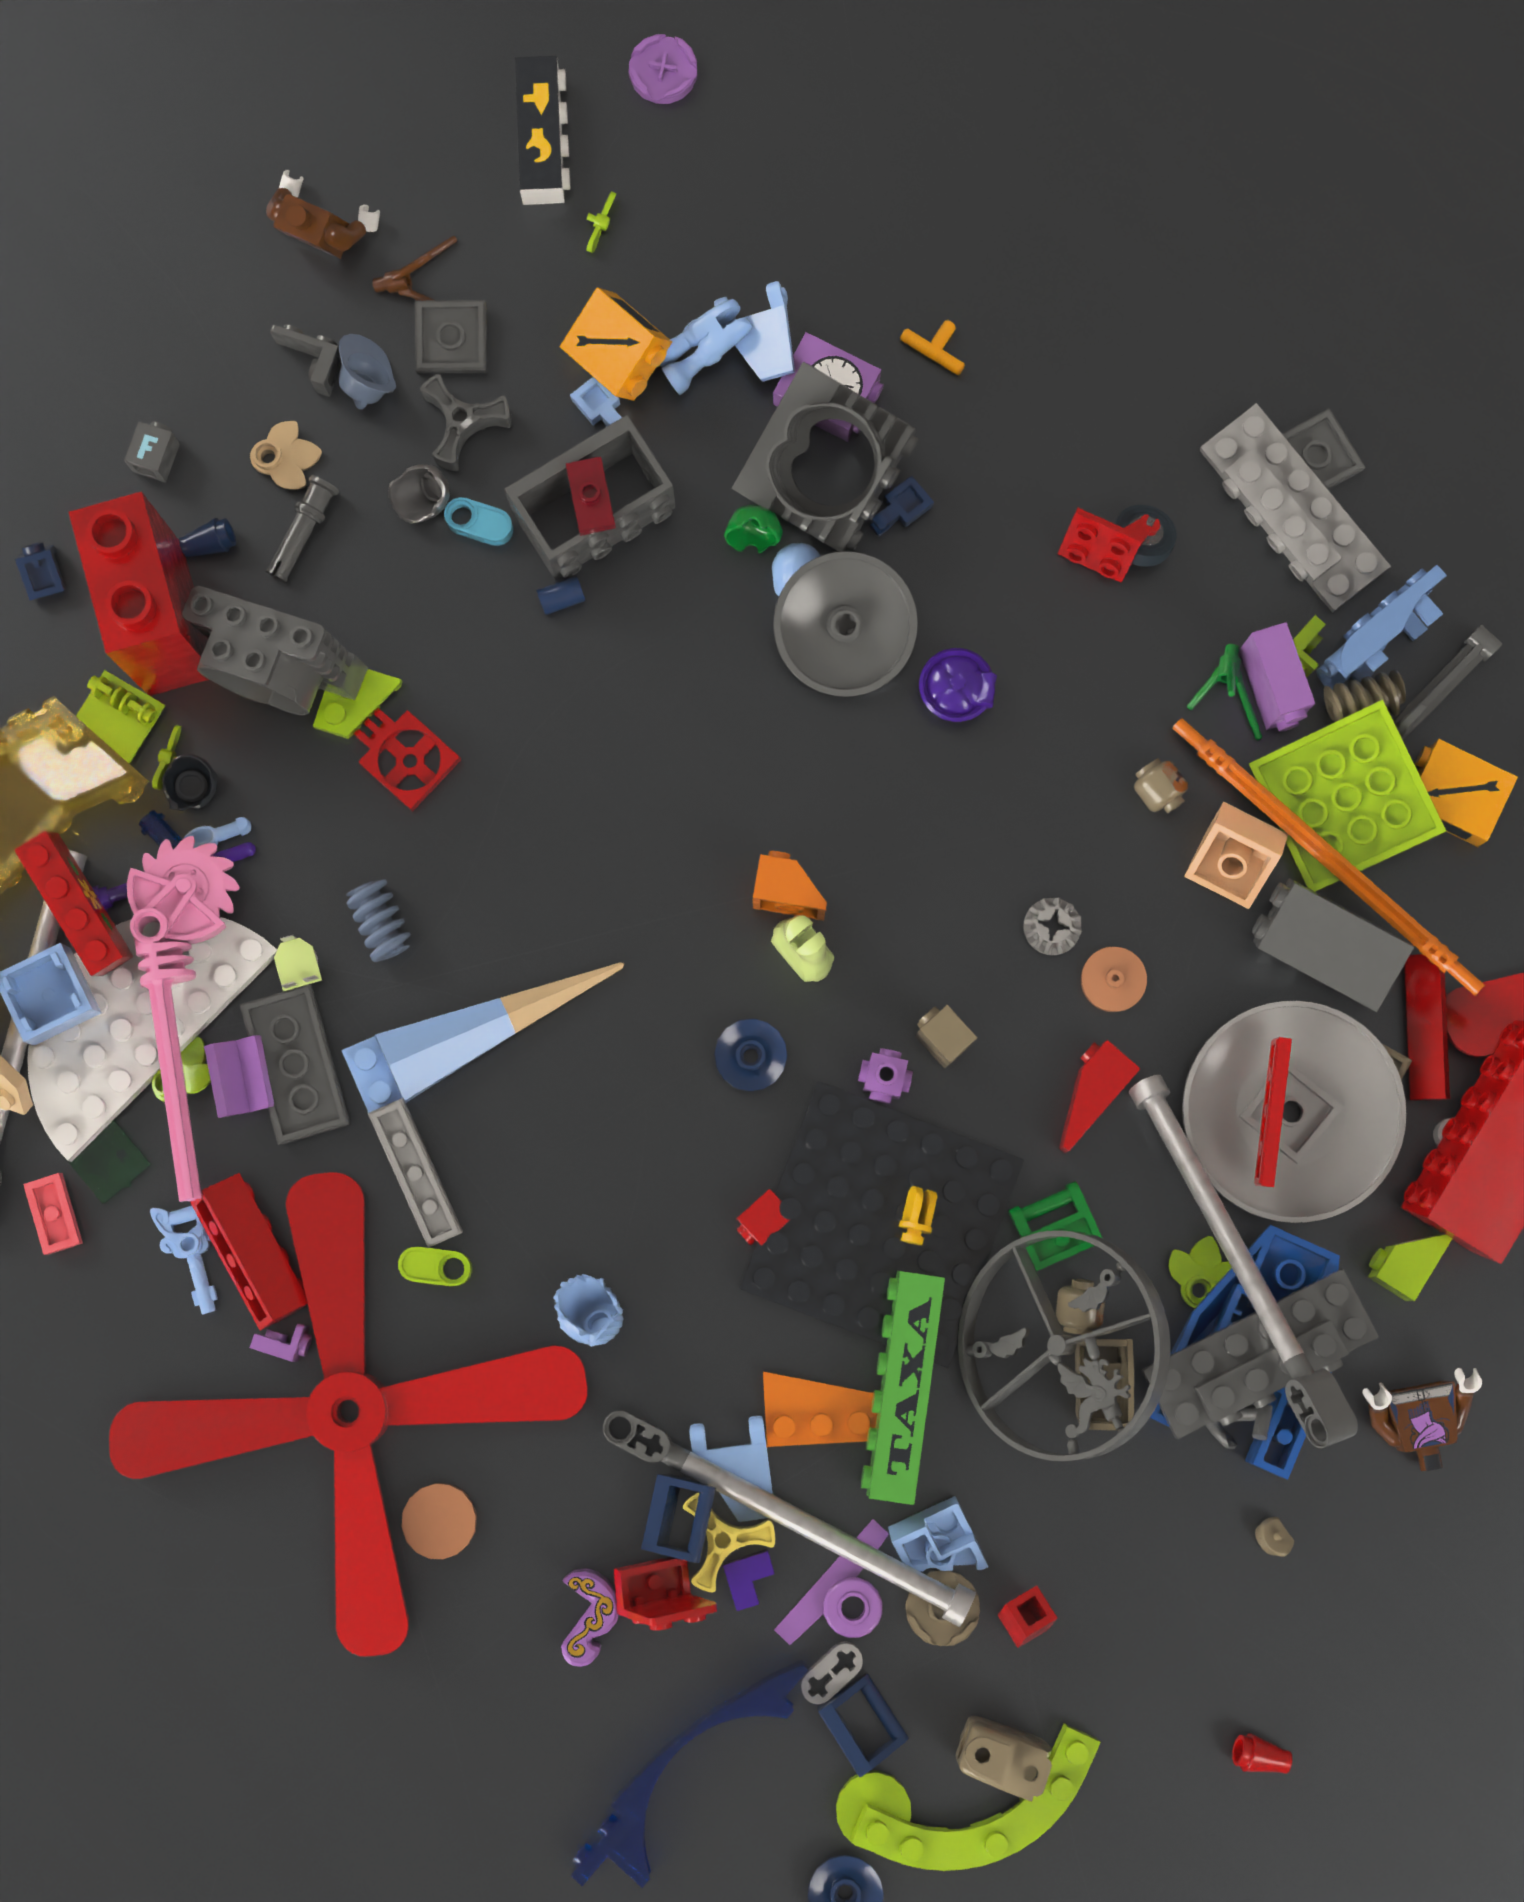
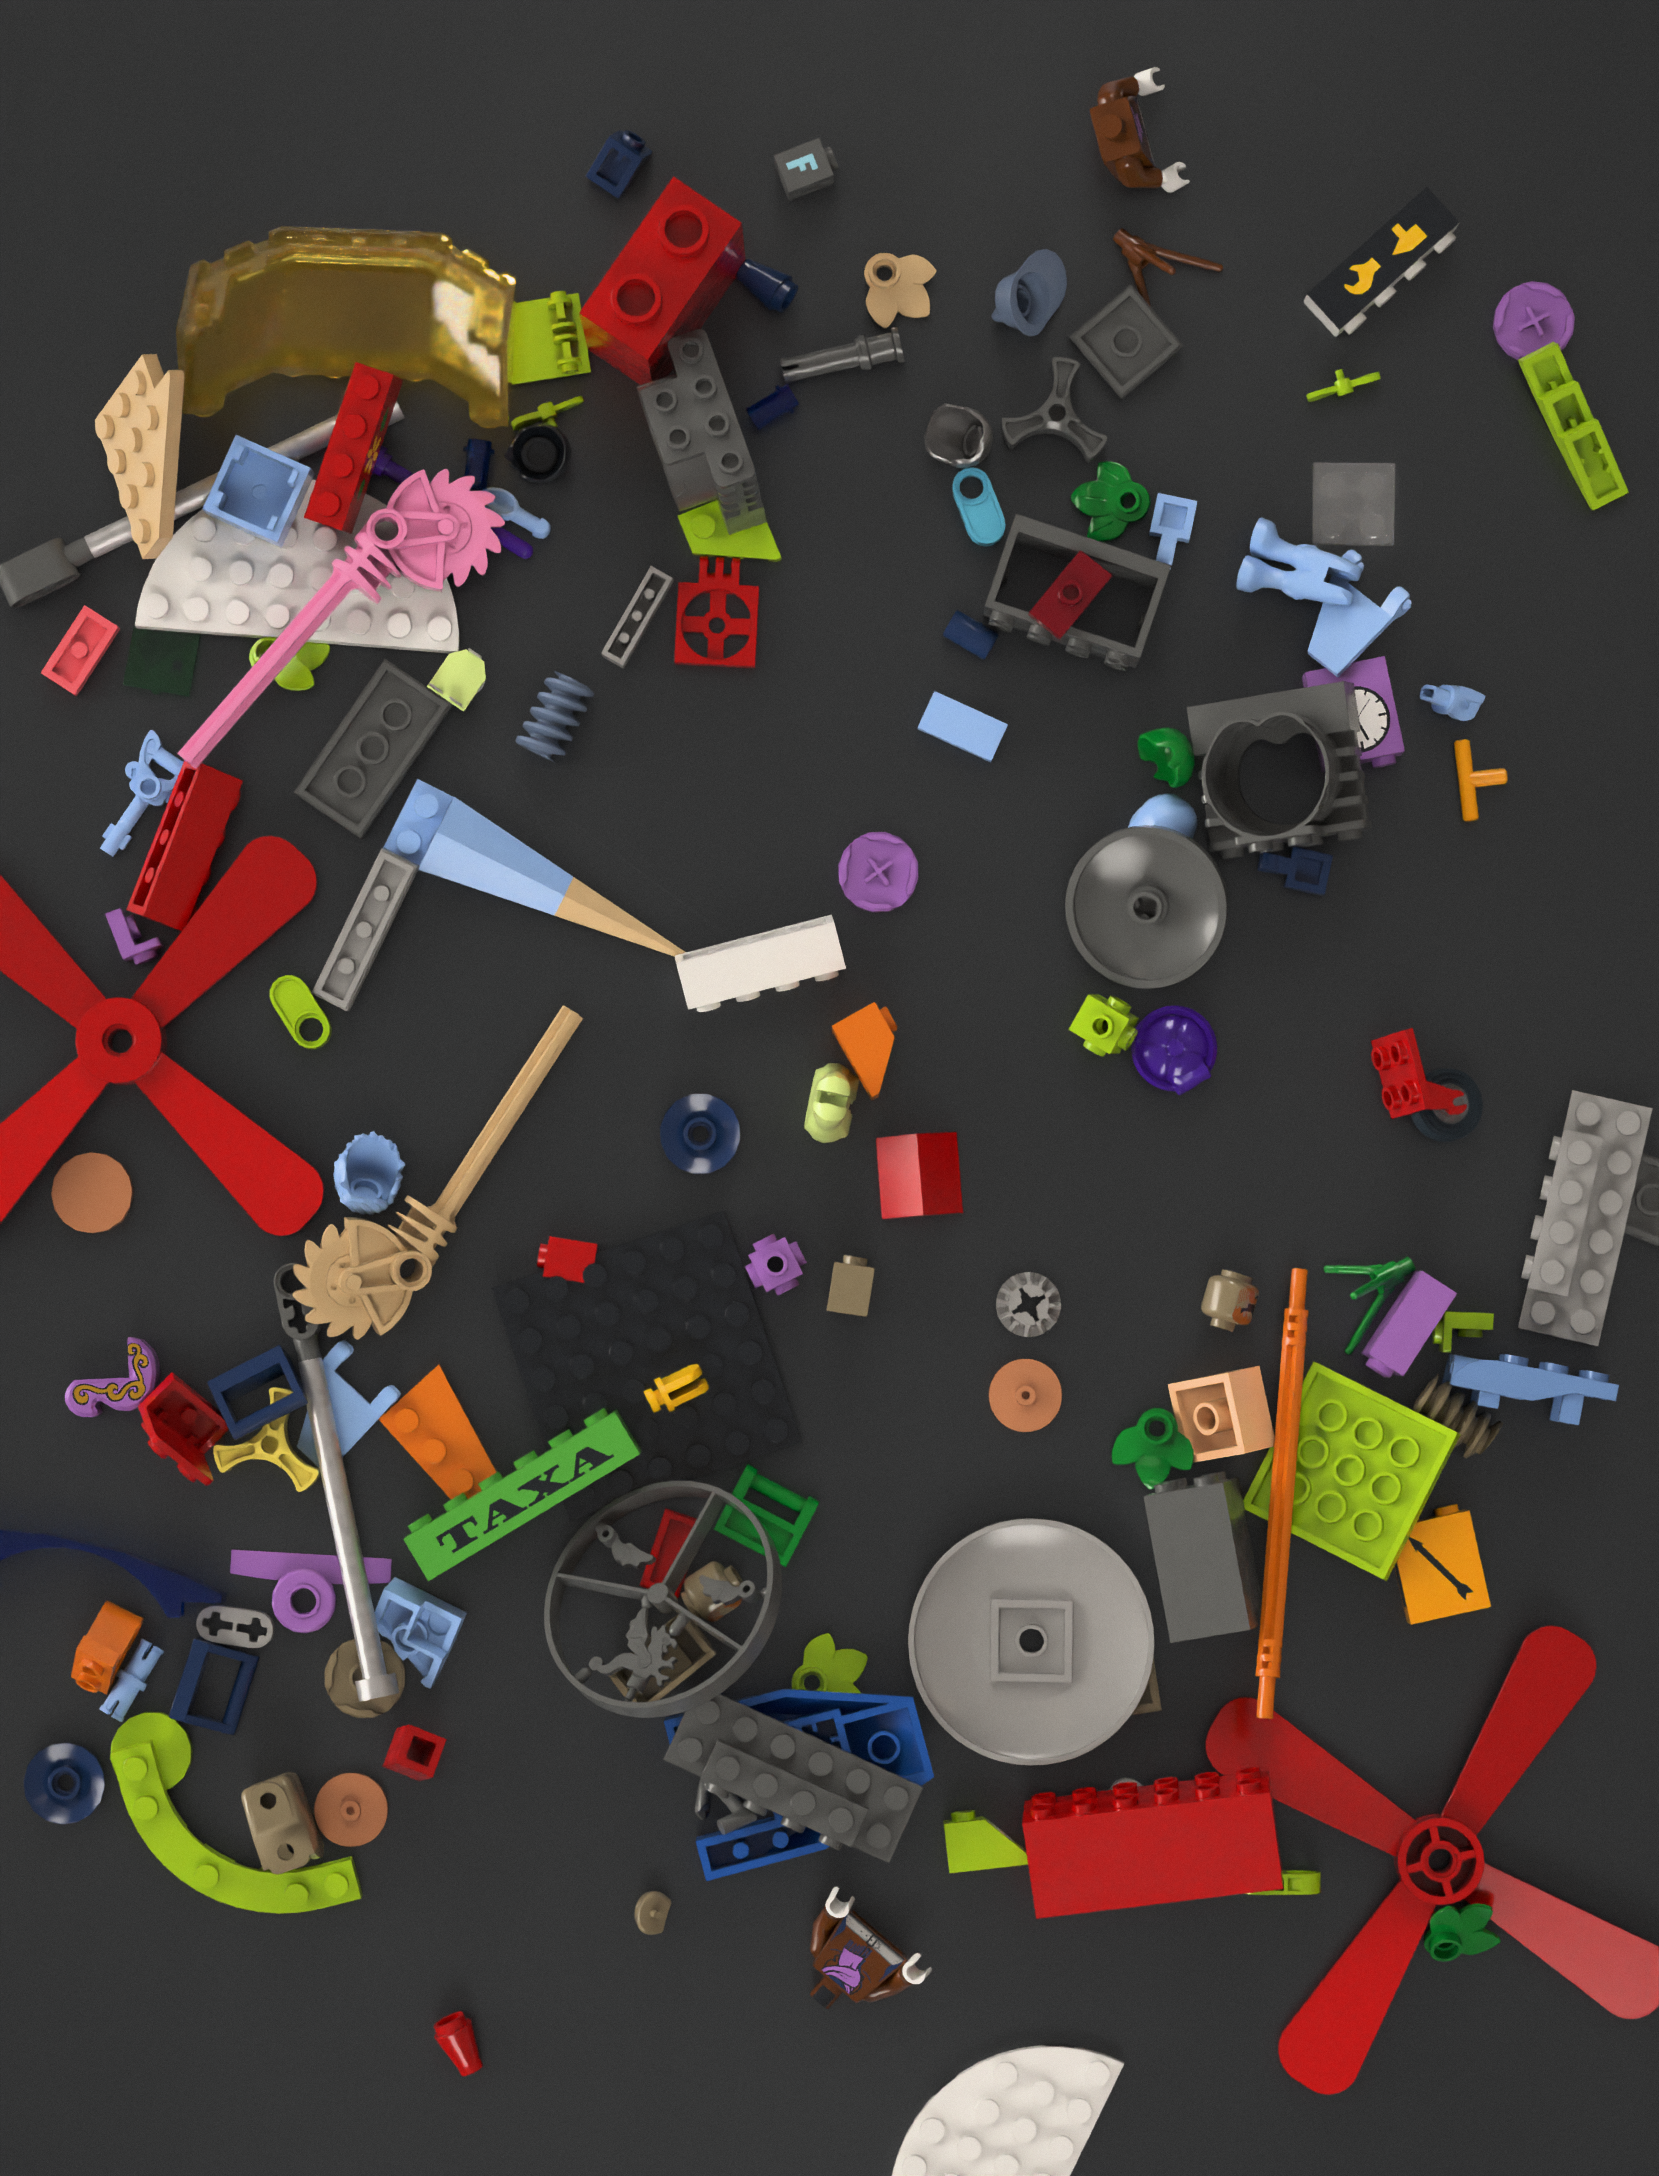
camera: 55 degrees right, 5 degrees up
(239, 1076) = (324, 711): medium lavender panel -> none
(294, 597) = (772, 406): none -> clear blue pin
(324, 369) = (1001, 256): dark grey bracket -> none
(358, 809) = (637, 617): none -> light grey piece
(543, 433) = (1105, 499): none -> green plate
(616, 344) = (1233, 498): light orange brick -> none
(618, 651) = (962, 726): none -> light blue tile
(651, 1376) = (357, 1273): none -> tan piece
(666, 917) = (760, 963): none -> white brick
(670, 788) = (878, 872): none -> medium lavender tile
(685, 276) = (1353, 504): none -> clear plate
(742, 1573) = (253, 1485): dark purple piece -> none
(753, 97) = (1573, 426): none -> lime slope
(771, 1782) = (105, 1648): none -> orange pin
(810, 1781) = (131, 1680): none -> light blue pin
(872, 316) = (1456, 701): none -> light blue piece
(889, 717) = (1092, 1021): none -> lime brick
(901, 929) = (919, 1175): none -> red slope
(1023, 1312) = (667, 1544): none -> red tile
(1029, 1696) = (351, 1809): none -> nougat piece
(1096, 1086) = (920, 1454): red slope -> none
(1224, 925) = (1152, 1453): none -> green plate
(1272, 1112) = (1011, 1622): red tile -> none
(1311, 1393) = (787, 1837): flat silver piece -> none
(1426, 1030) = (1198, 1704): red tile -> none
(1478, 647) = (1590, 1482): dark grey piece -> none

